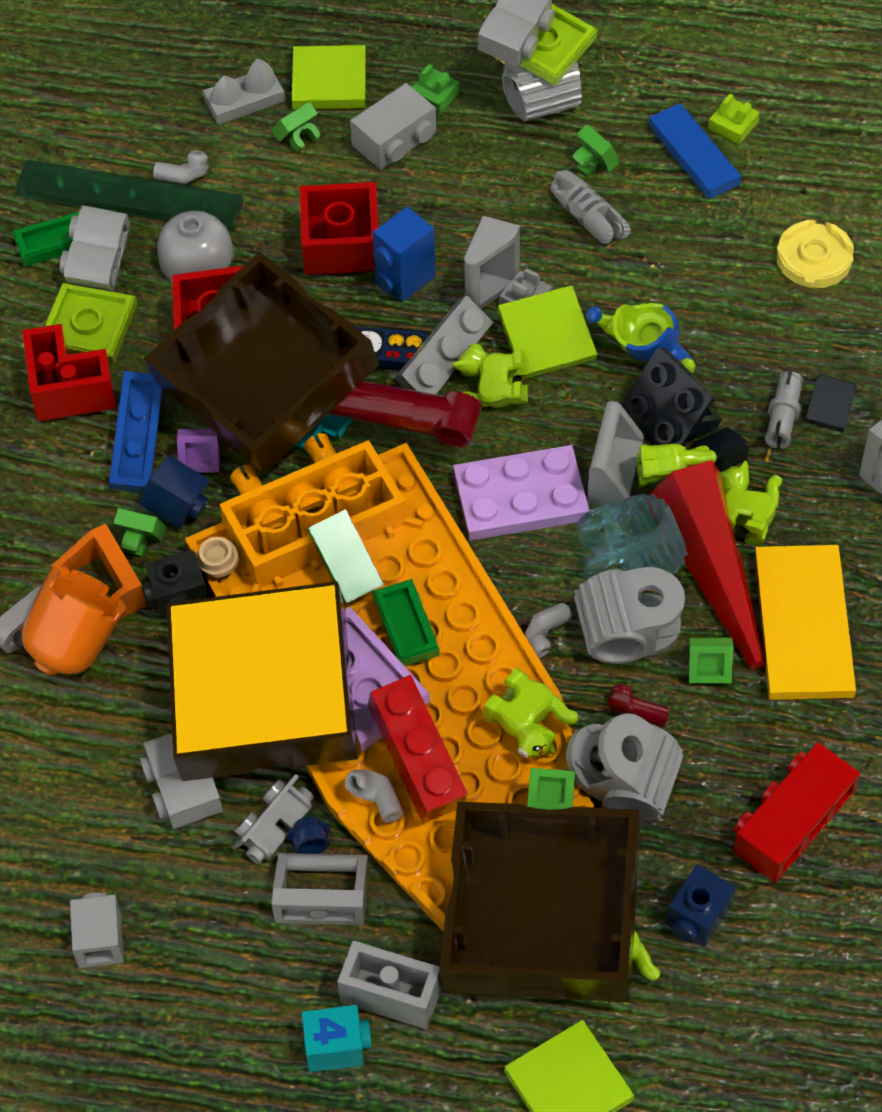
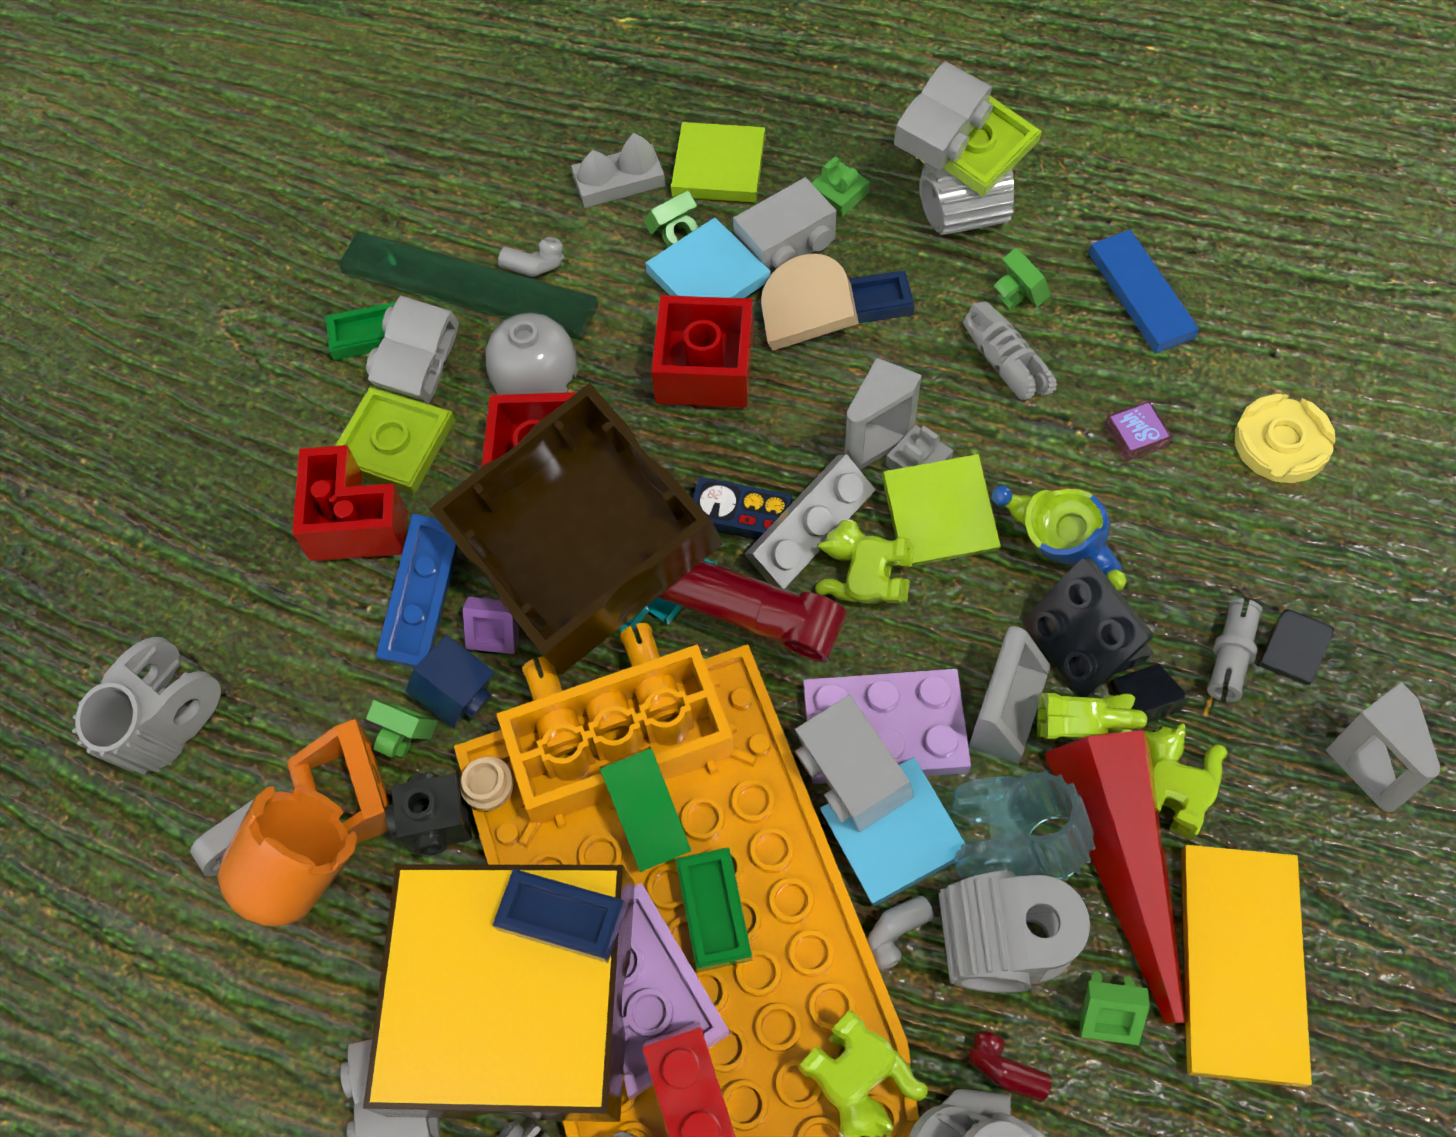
camera: 10 degrees right, 5 degrees up
(297, 616) = (560, 915): none -> dark blue tile
(333, 159) = (708, 265): none -> medium azure tile
(404, 254) = (775, 393): blue brick -> none
(420, 179) = (806, 300): none -> tan tile
(467, 177) = (882, 296): none -> dark blue tile
(499, 511) = (854, 764): none -> light grey brick
(534, 560) = (903, 844): none -> medium azure tile
(698, 259) = (1138, 430): none -> tile
(733, 119) = (1193, 255): lime tile -> none

